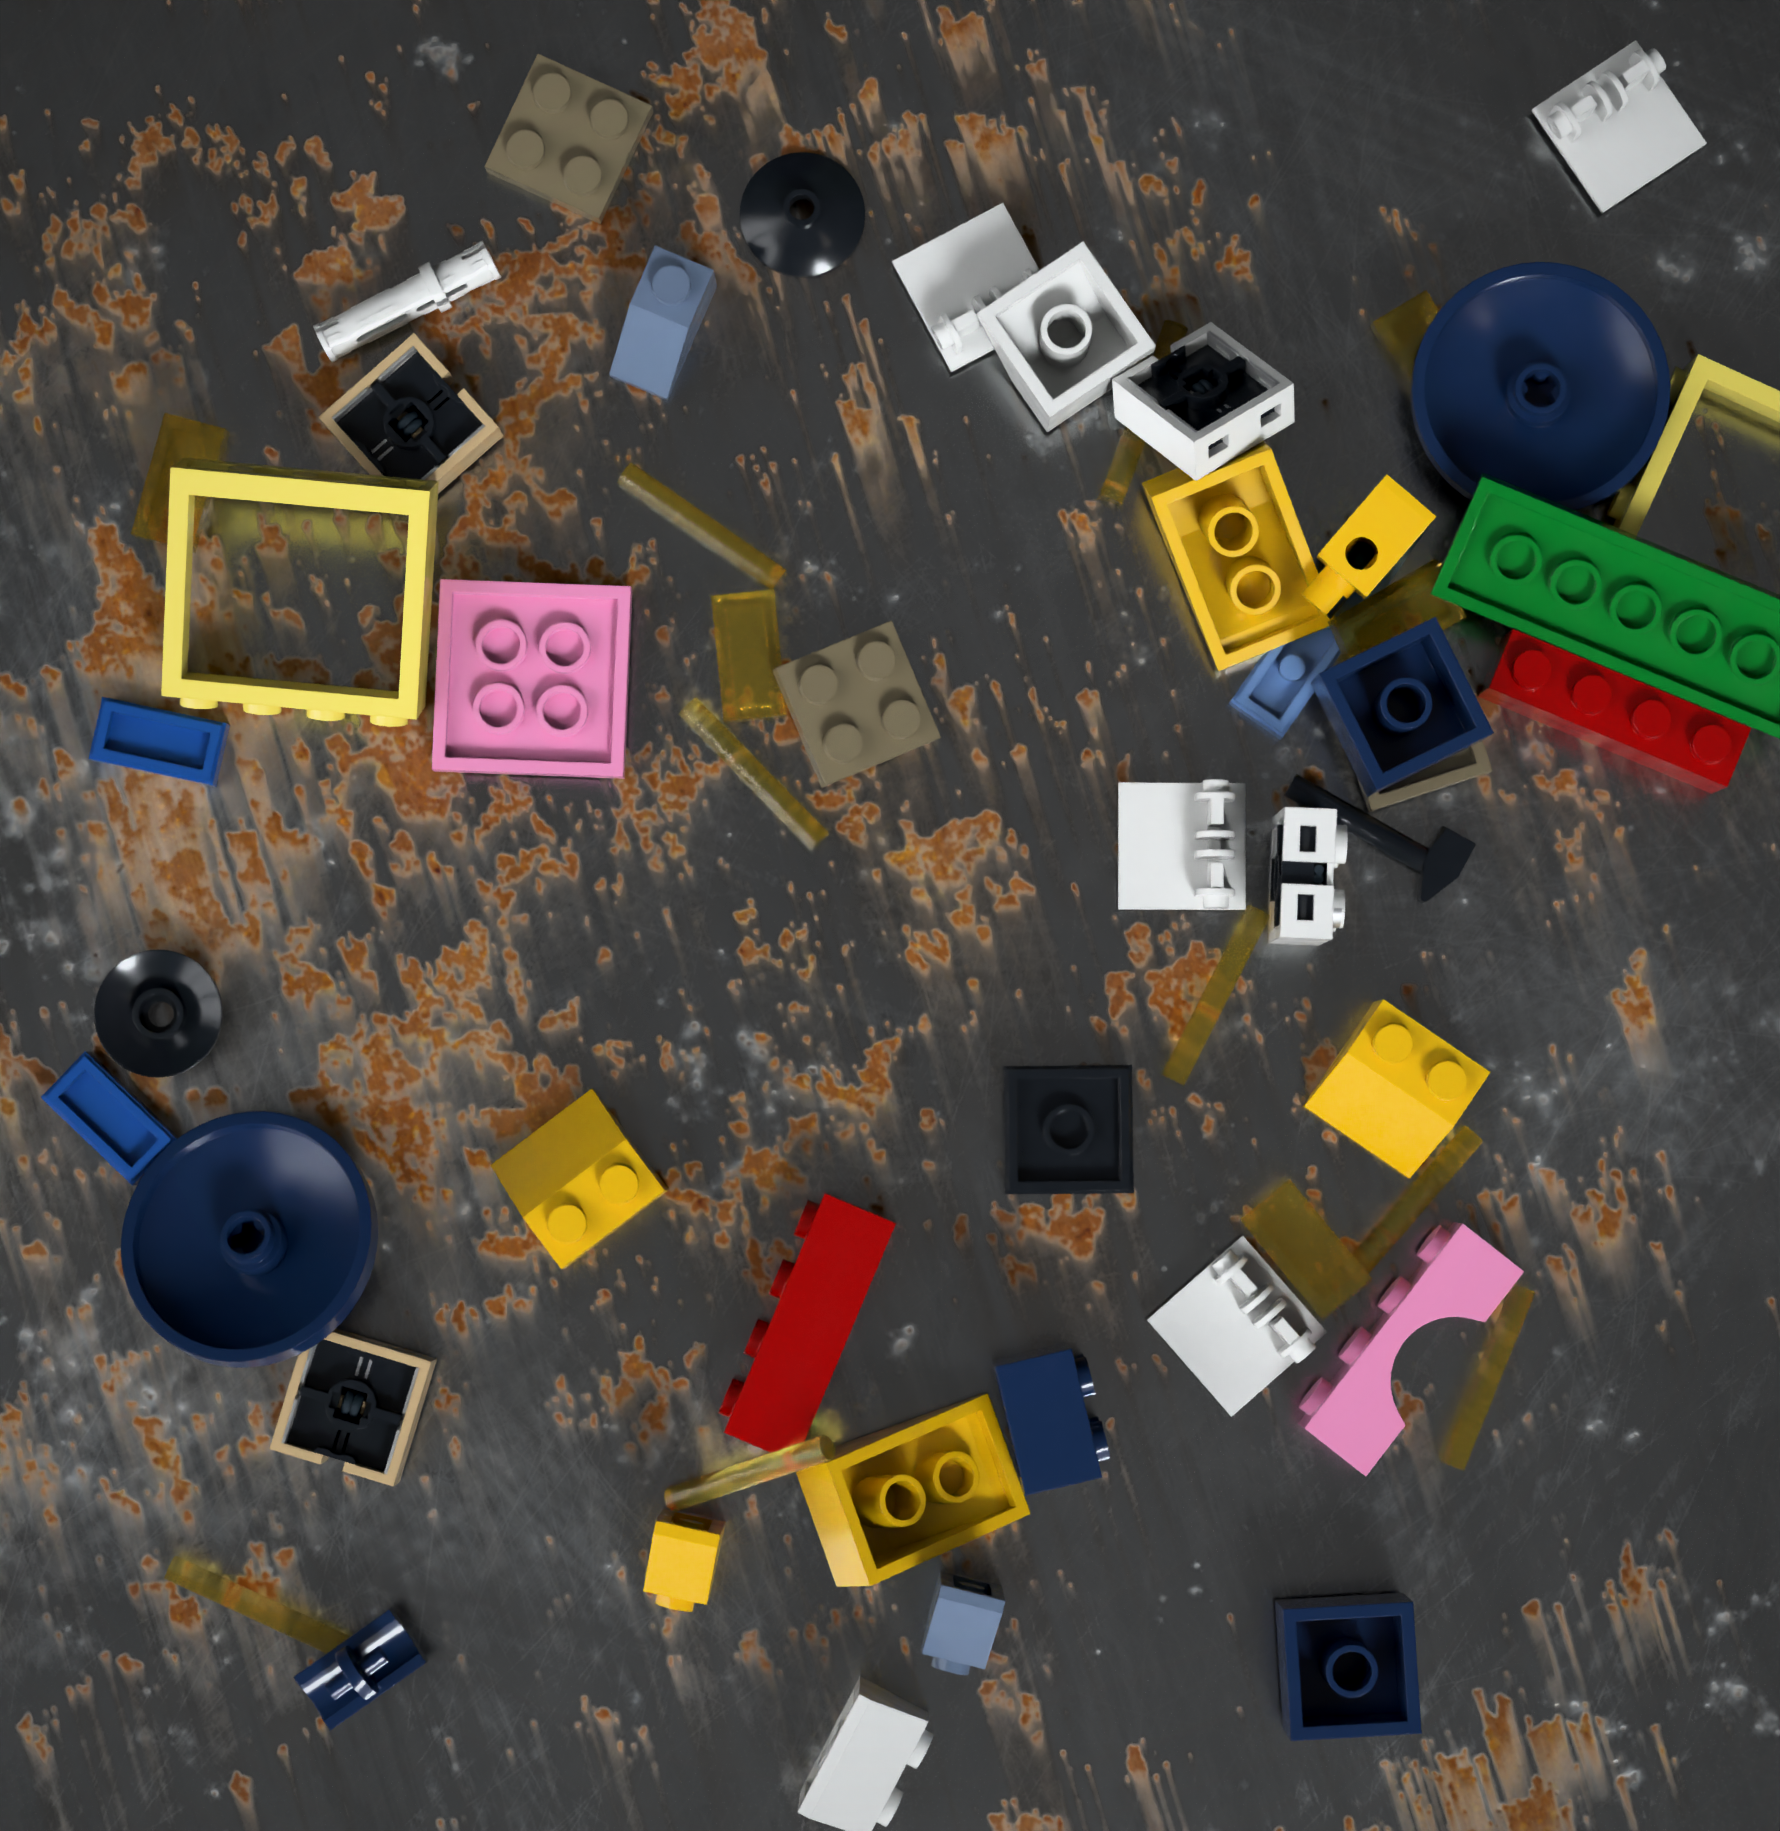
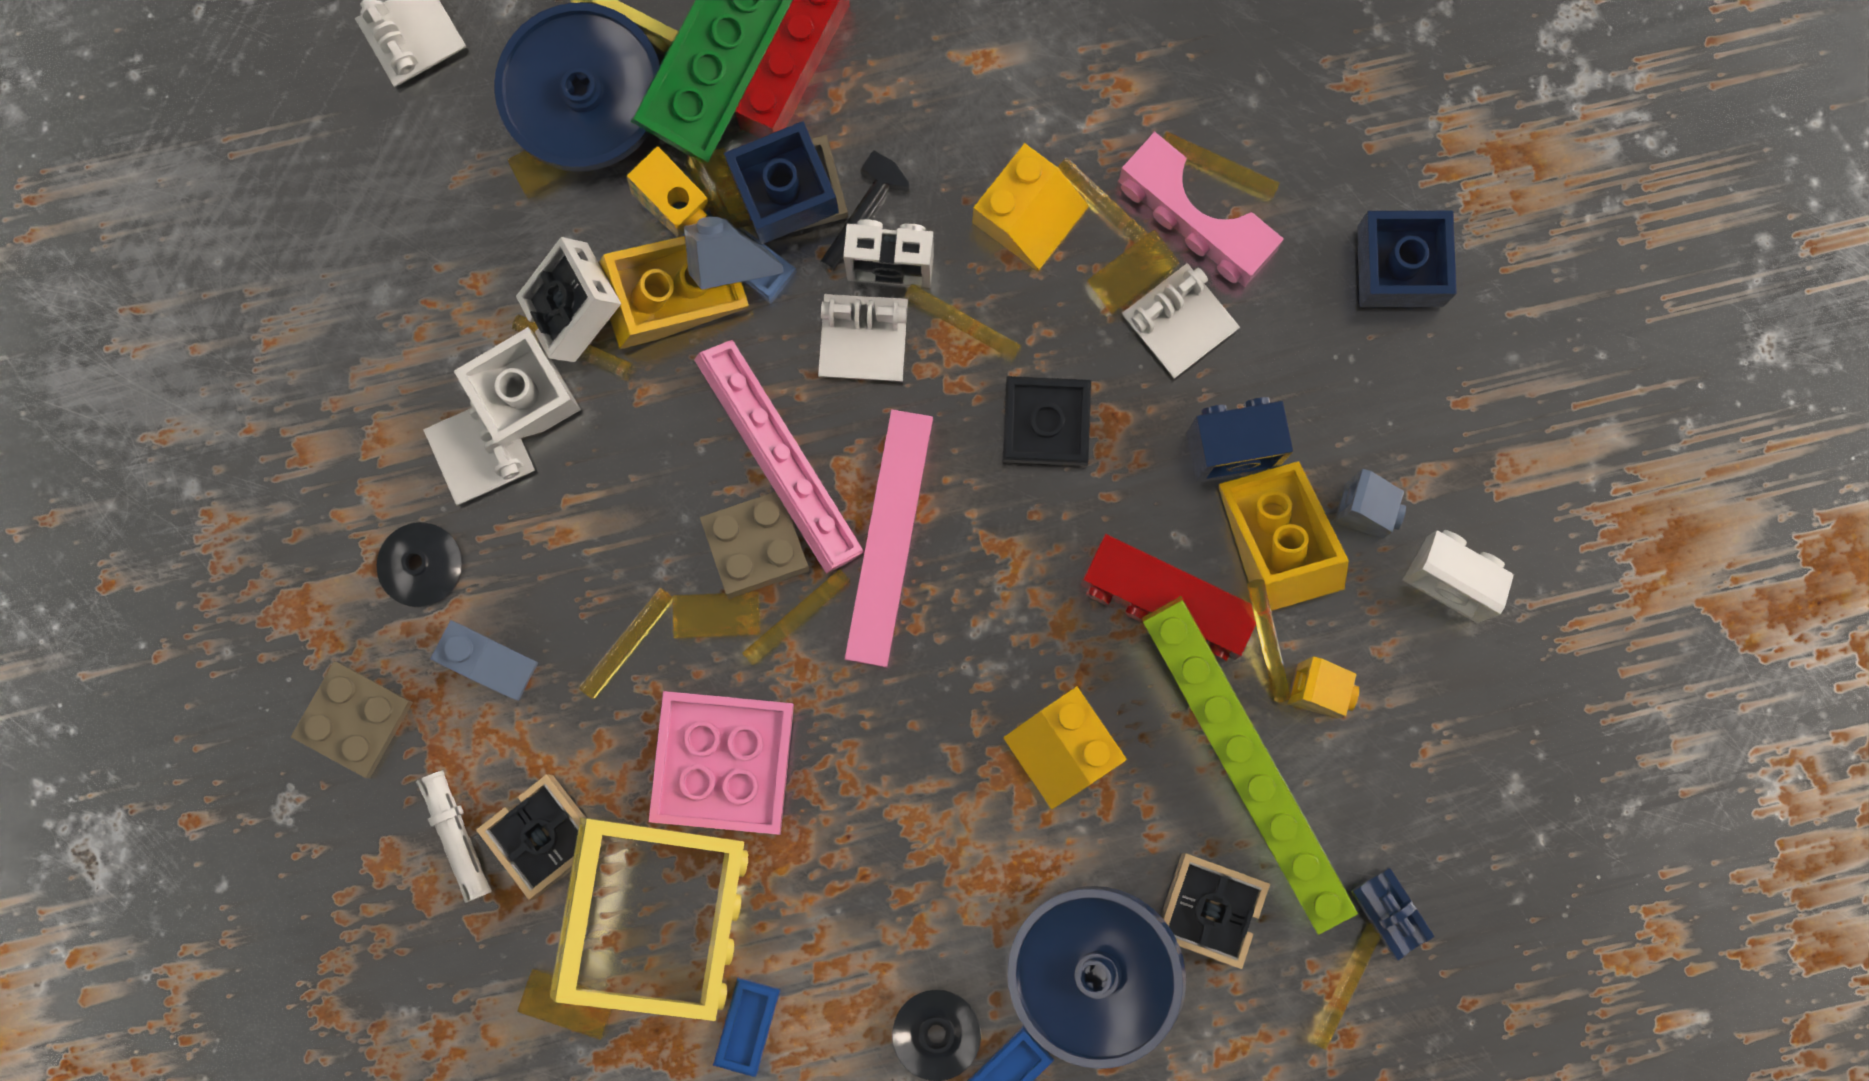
camera: 85 degrees left, 5 degrees down
(564, 1448) = (1249, 766): none -> lime brick
(879, 903) = (889, 539): none -> bright pink tile
(992, 731) = (779, 456): none -> bright pink tile
(1284, 633) = (725, 254): none -> sand blue slope

